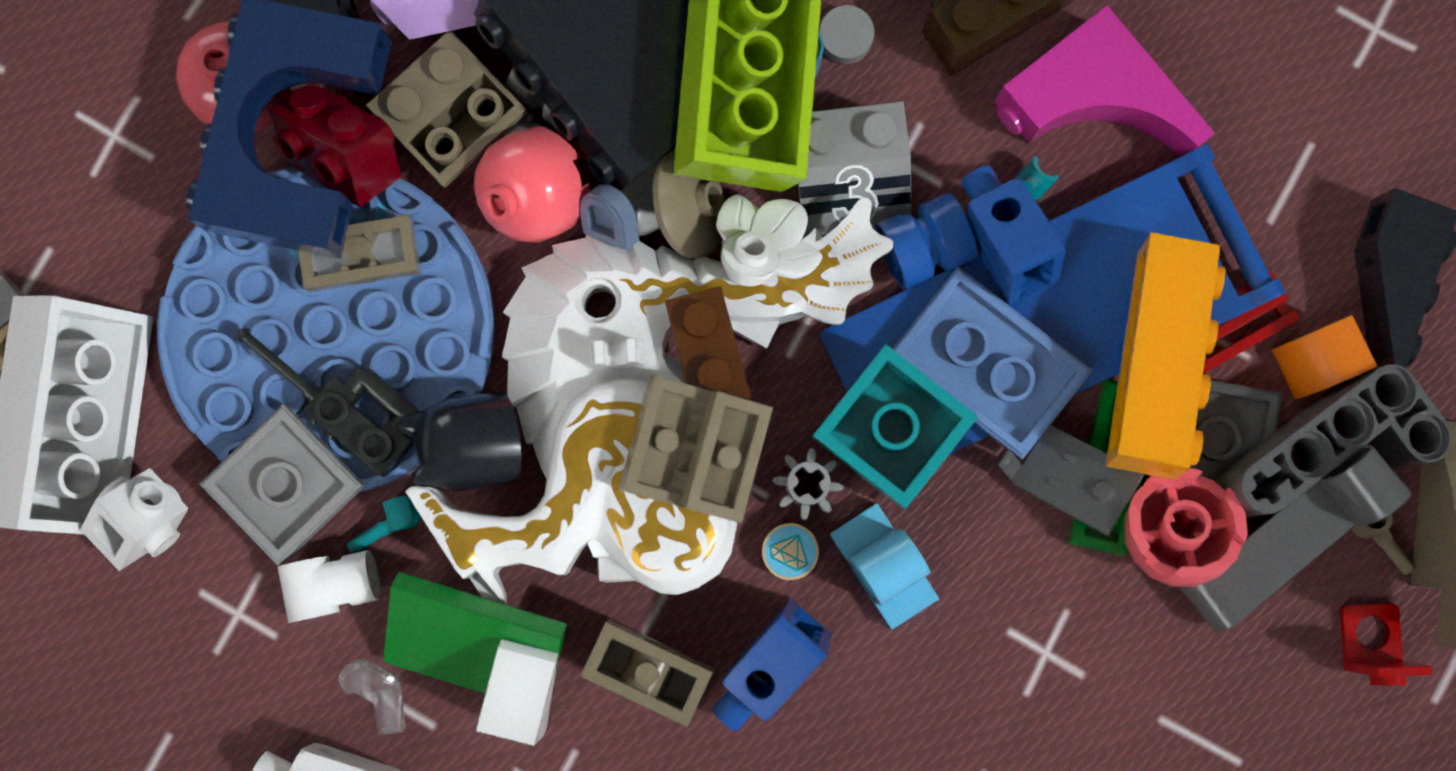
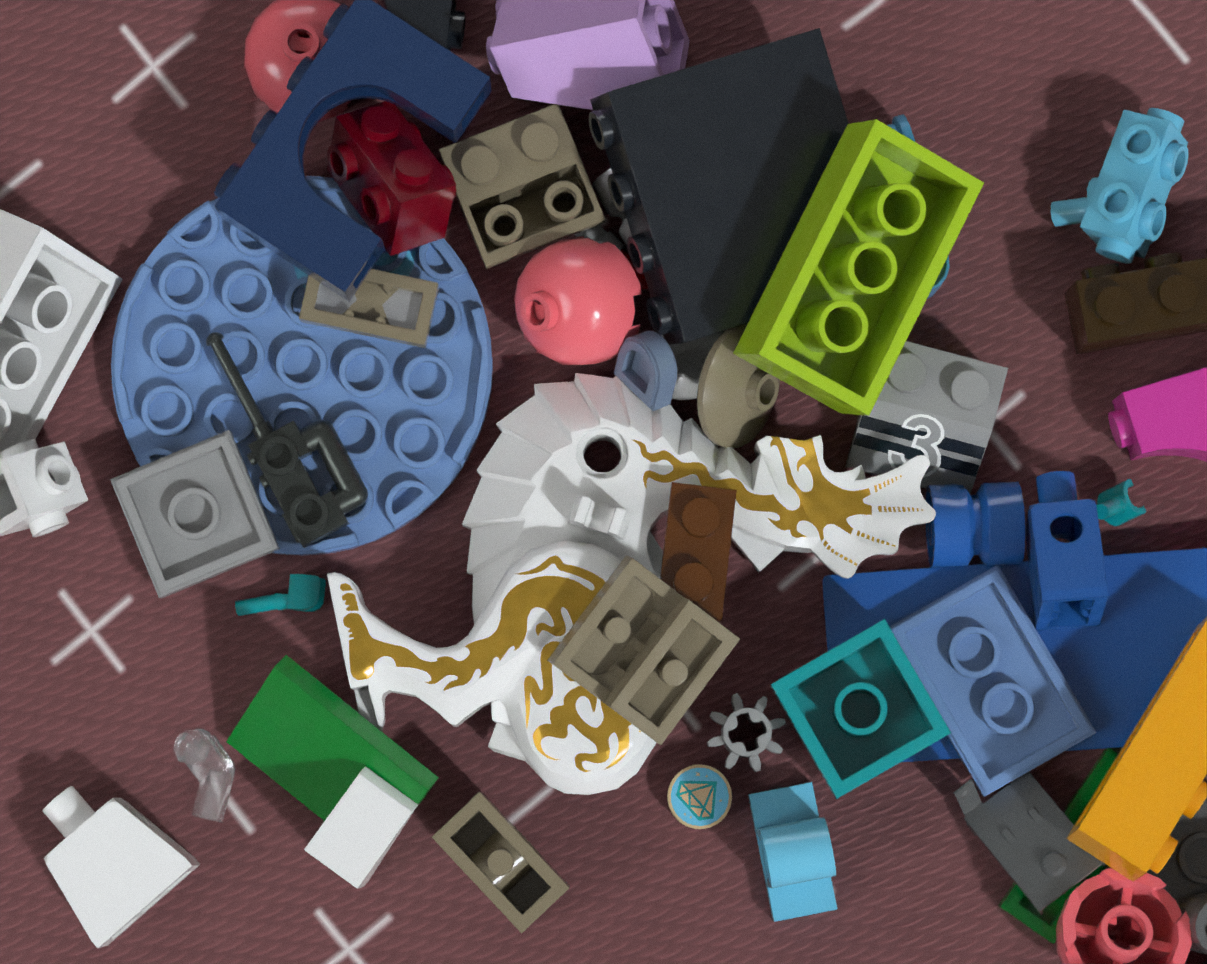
camera: 20 degrees right, 0 degrees up
(319, 586) = (190, 636): white piece -> none
(465, 442) = (406, 547): black piece -> none
(764, 240) = (808, 454): white plate -> none
(788, 651) = (653, 894): blue torso -> none
(846, 34) = (980, 265): light grey tile -> none

